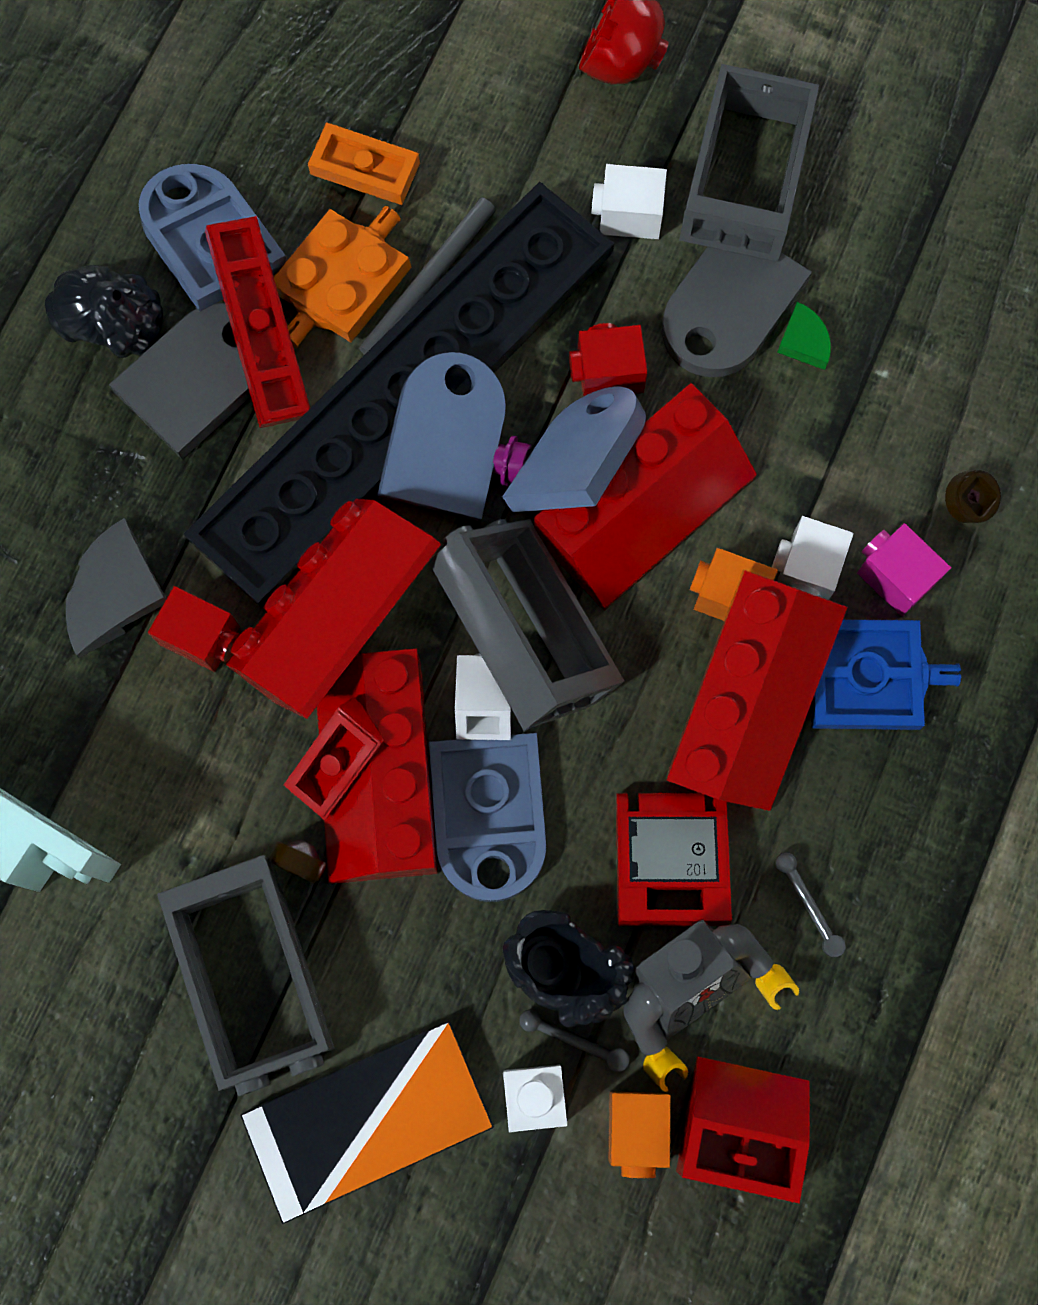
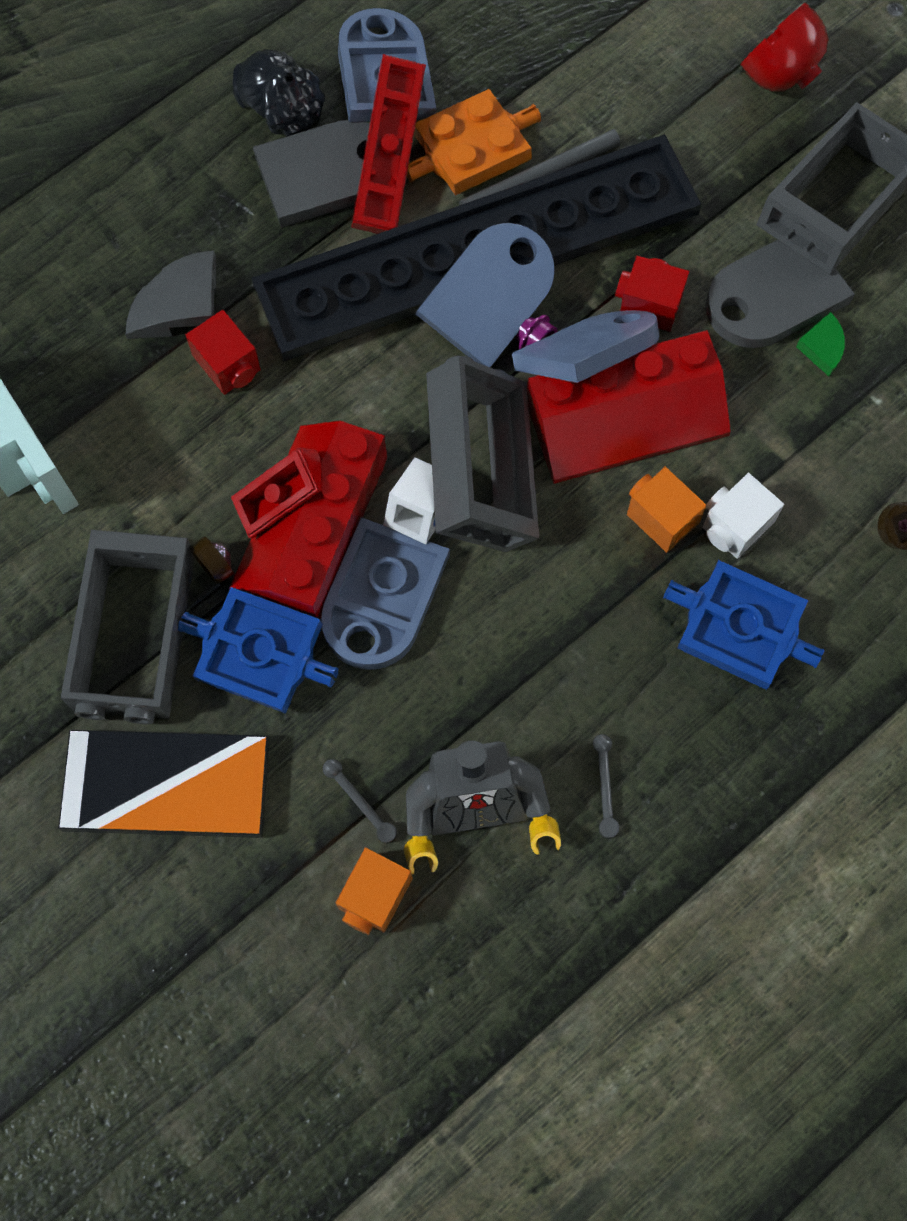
camera: 25 degrees right, 5 degrees down
(331, 605) = (334, 374): red slope -> none
(364, 163) = (533, 66): orange plate -> none
(394, 935) = (258, 649): none -> blue plate
(535, 1098) = (303, 824): white brick -> none
(567, 968) = (379, 735): black hair -> none
(630, 201) = (731, 179): white brick -> none
(672, 847) = (513, 685): container -> none
(746, 1130) = (459, 931): red slope -> none
(756, 692) = (641, 589): red slope -> none
(901, 568) = (814, 554): dark pink brick -> none

